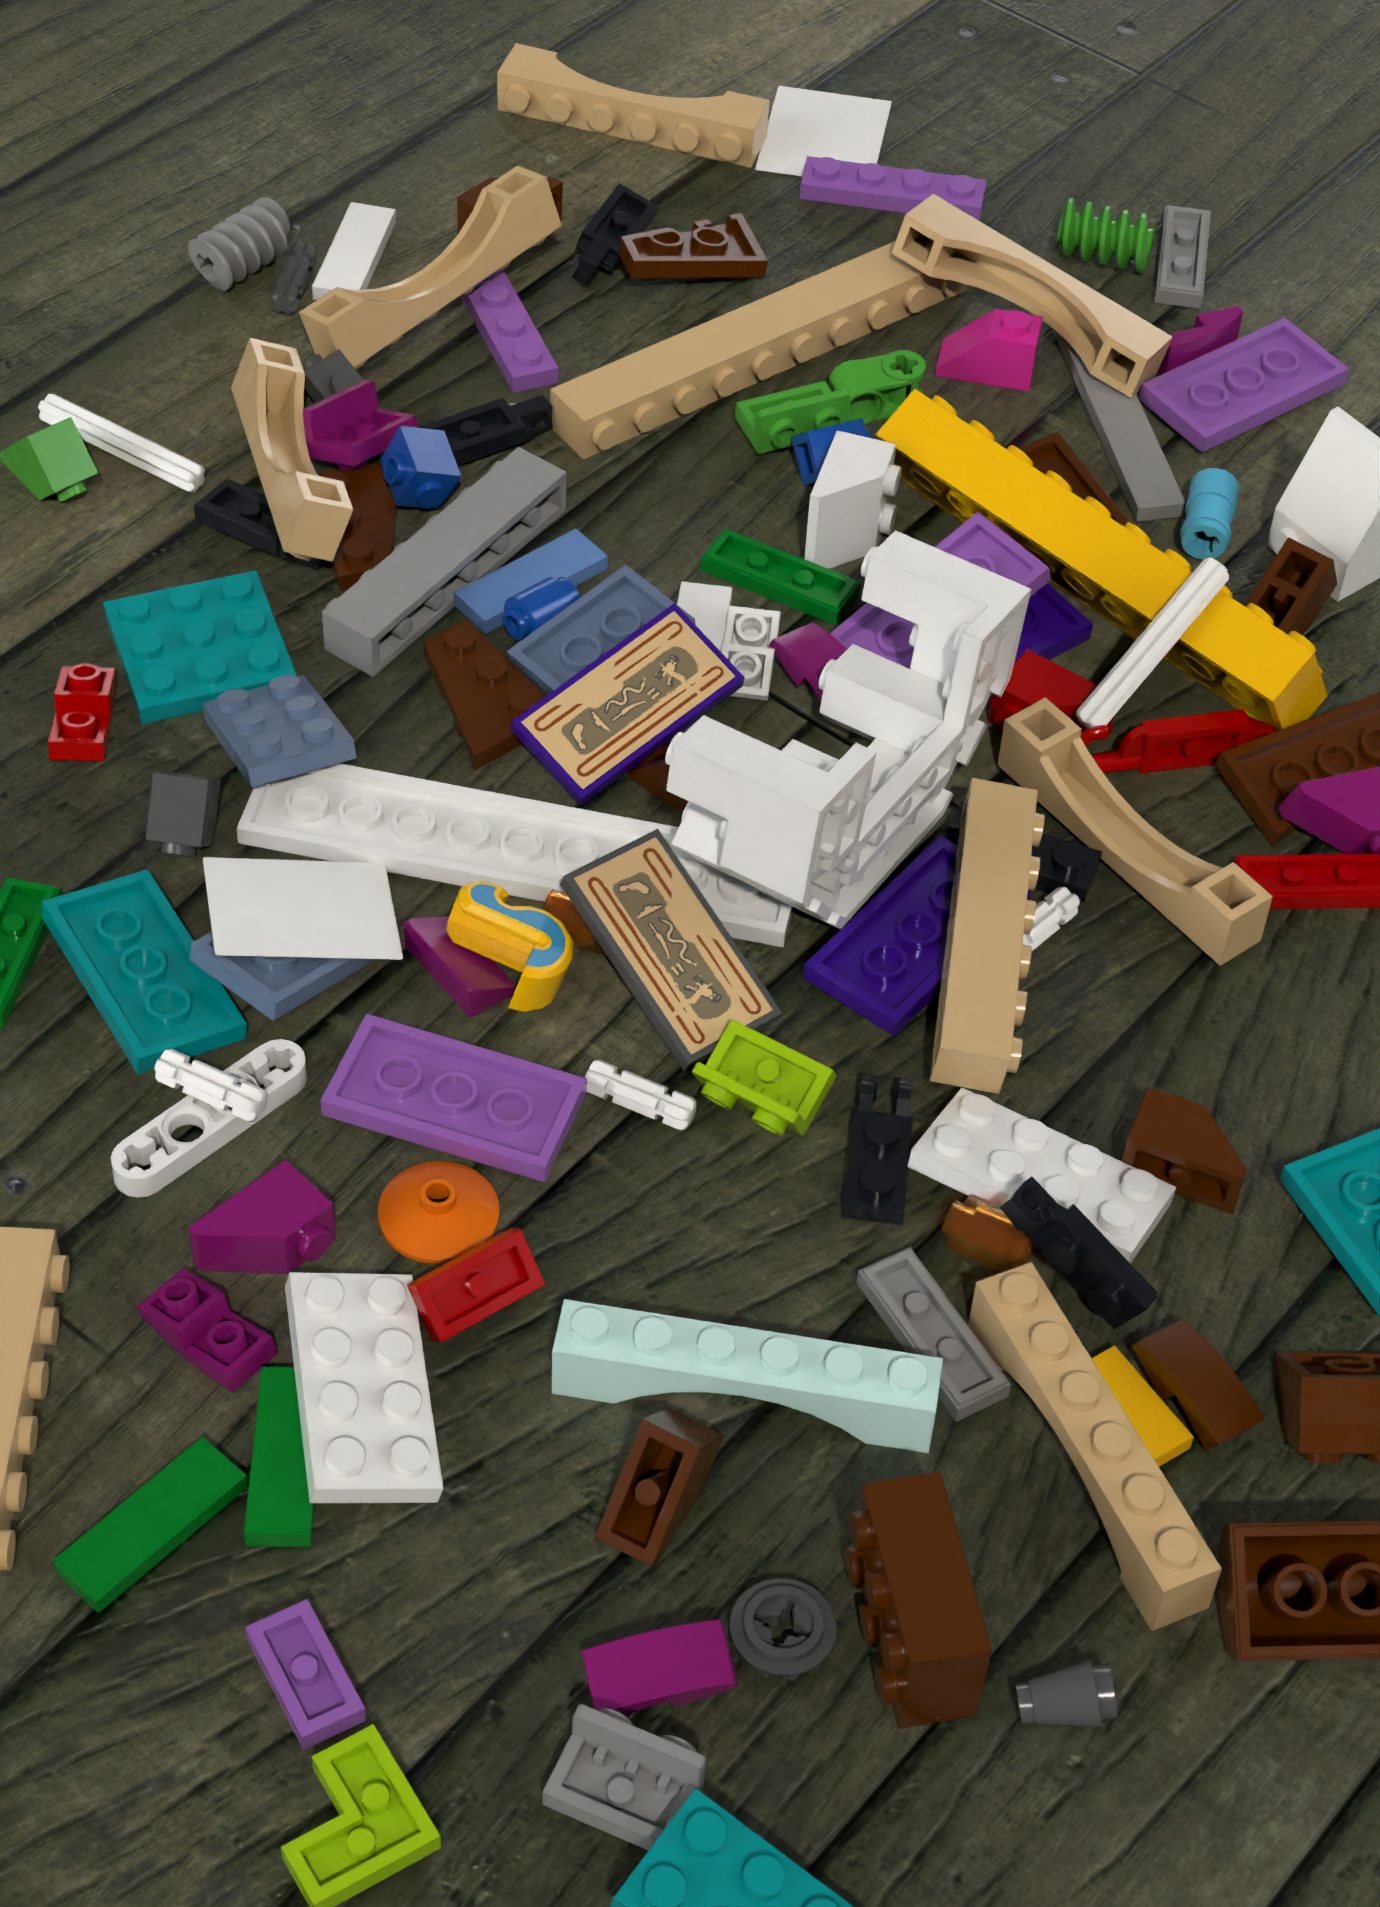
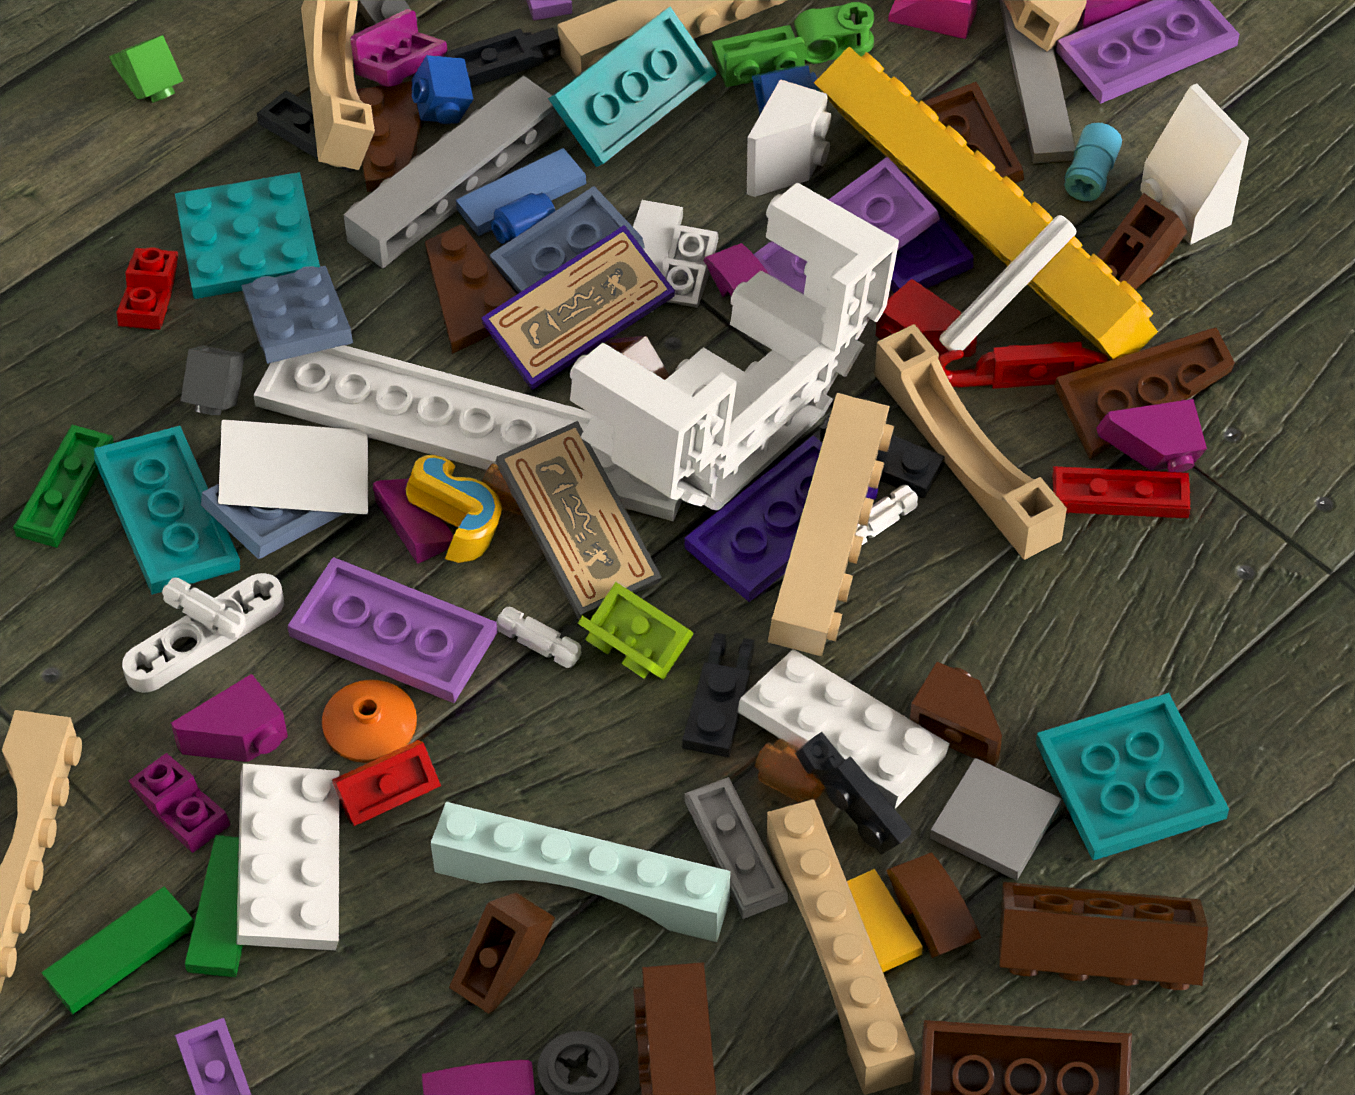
camera: 10 degrees right, 5 degrees up
(125, 444) = (208, 52): white axle -> none
(650, 455) = (632, 86): none -> plate
(780, 576) = (719, 195): green tile -> none
(1250, 1274) = (995, 818): none -> light grey tile

